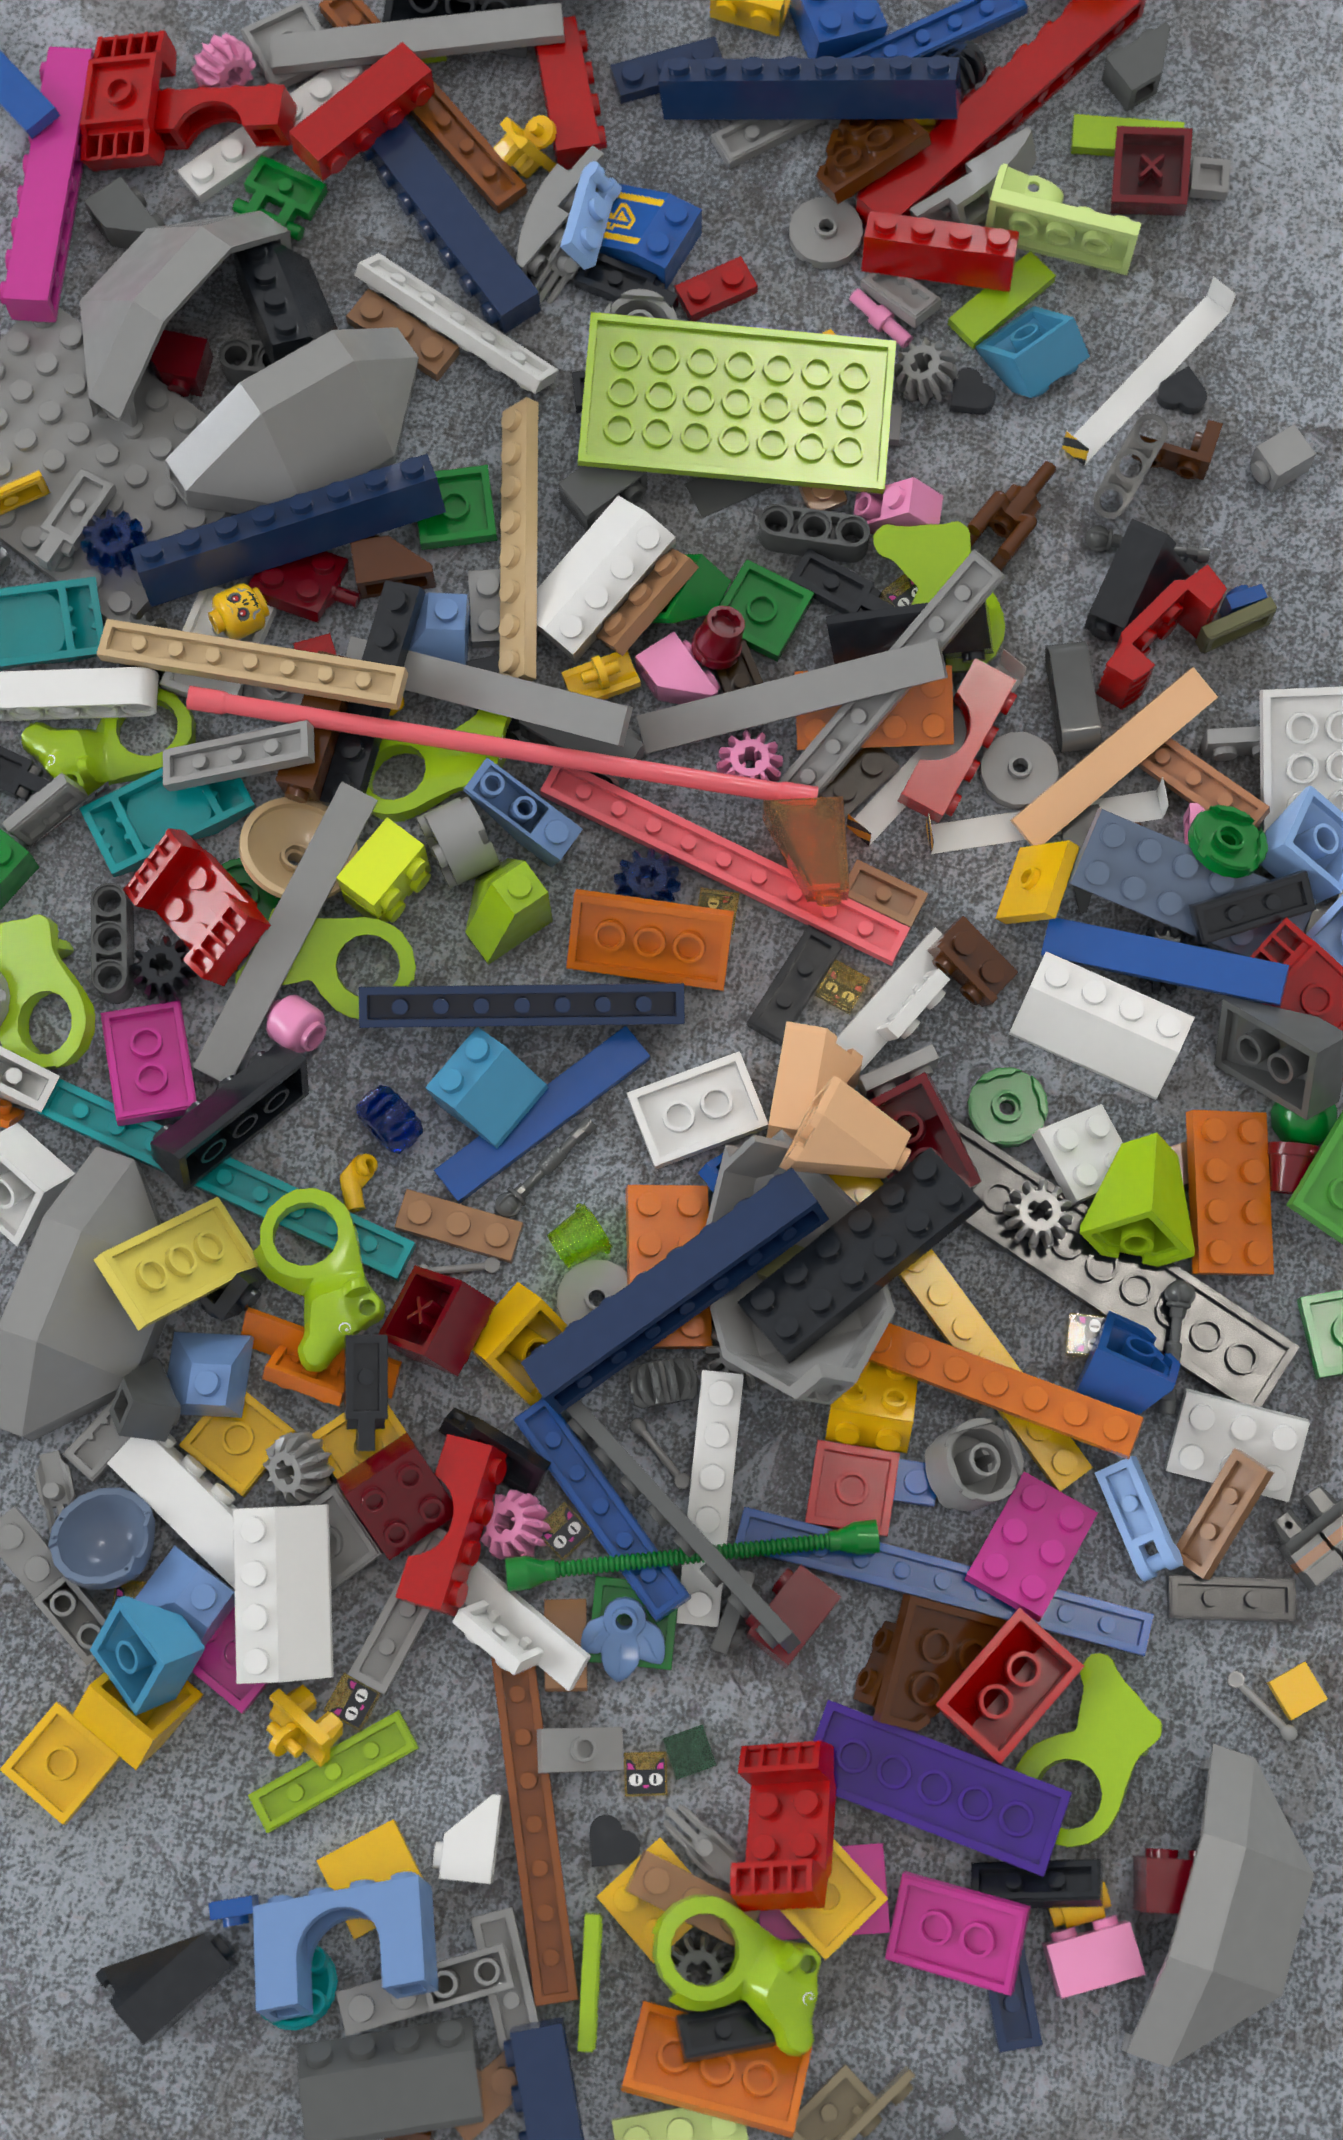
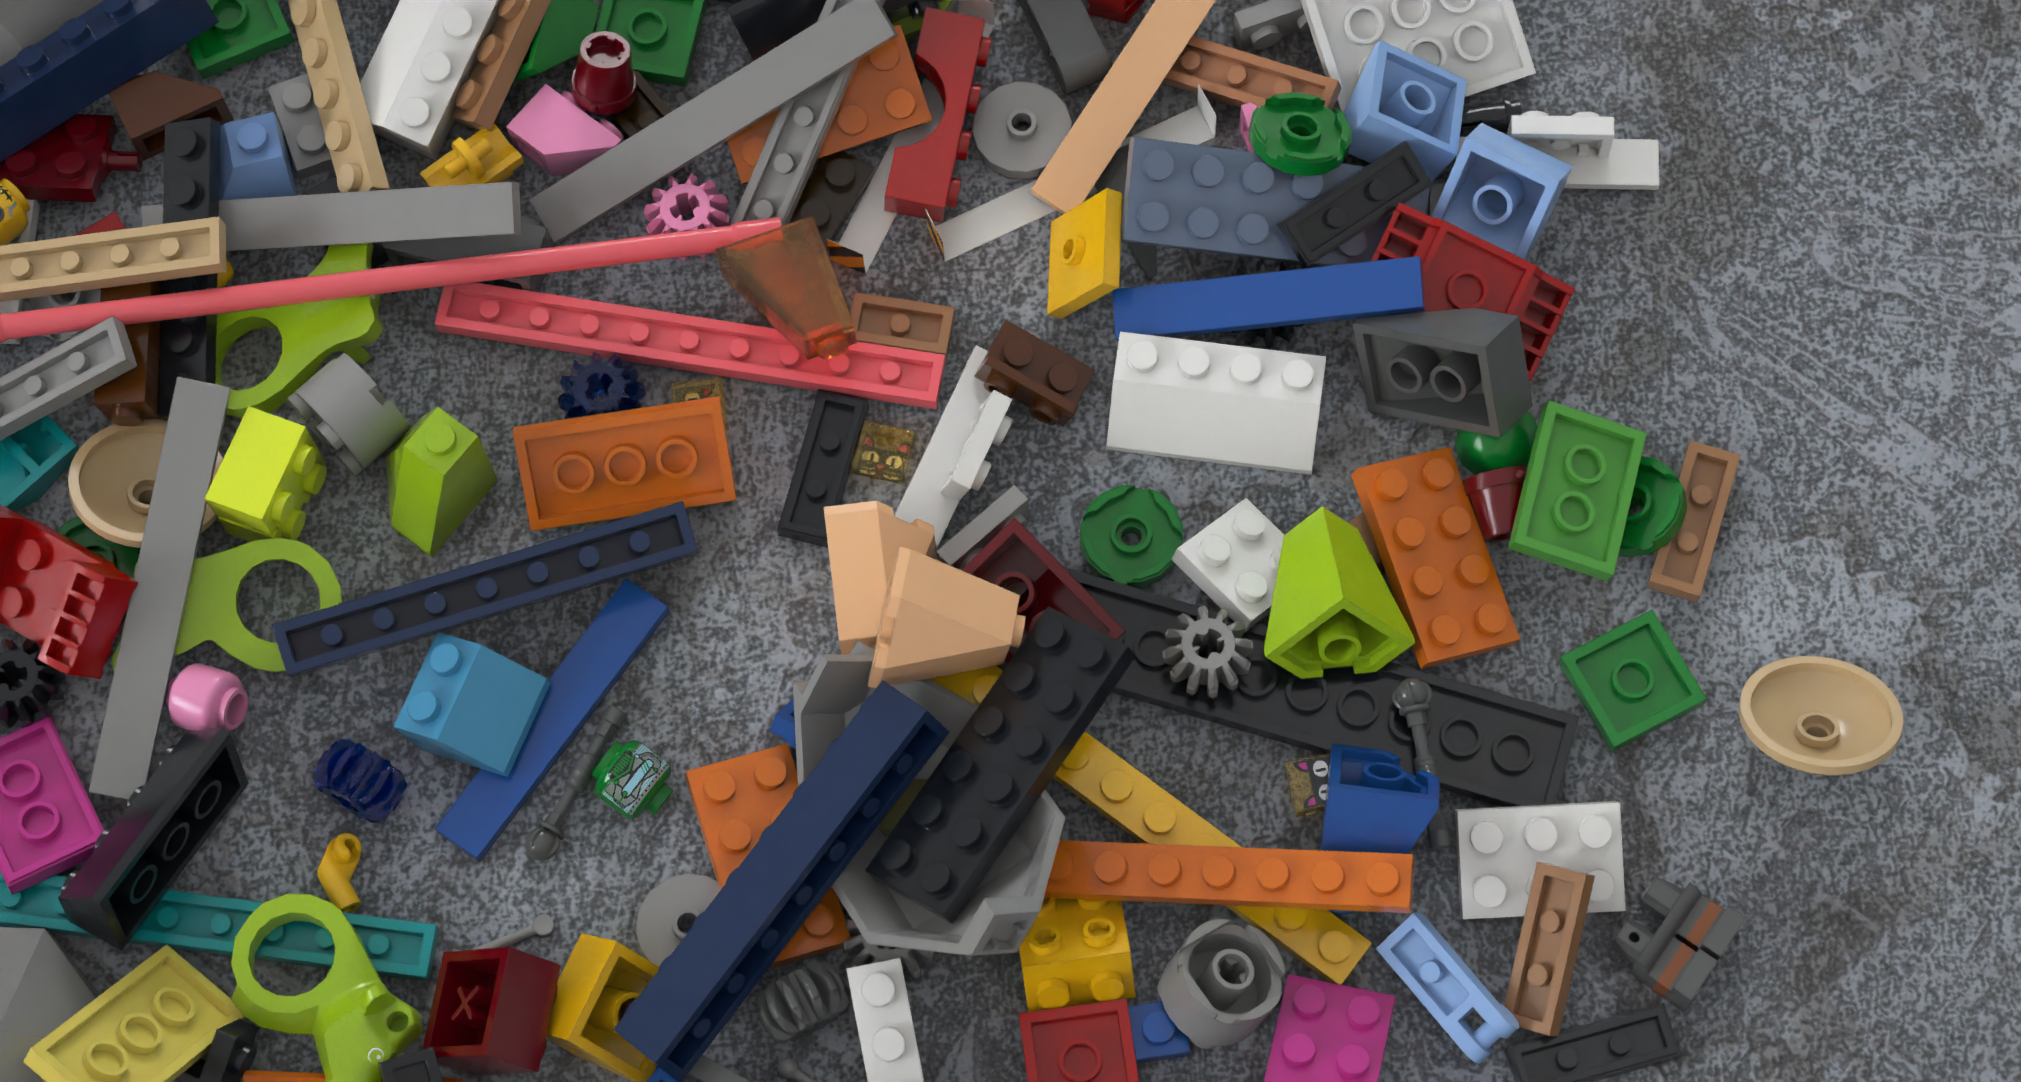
camera: 15 degrees left, 5 degrees down
(459, 1226) = (487, 889): medium nougat plate -> none
(522, 813) = (419, 355): medium blue slope -> none
(579, 1237) = (644, 855): clear neon green piece -> none
(587, 1178) = (632, 779): none -> head
(697, 1110) = (746, 655): white plate -> none

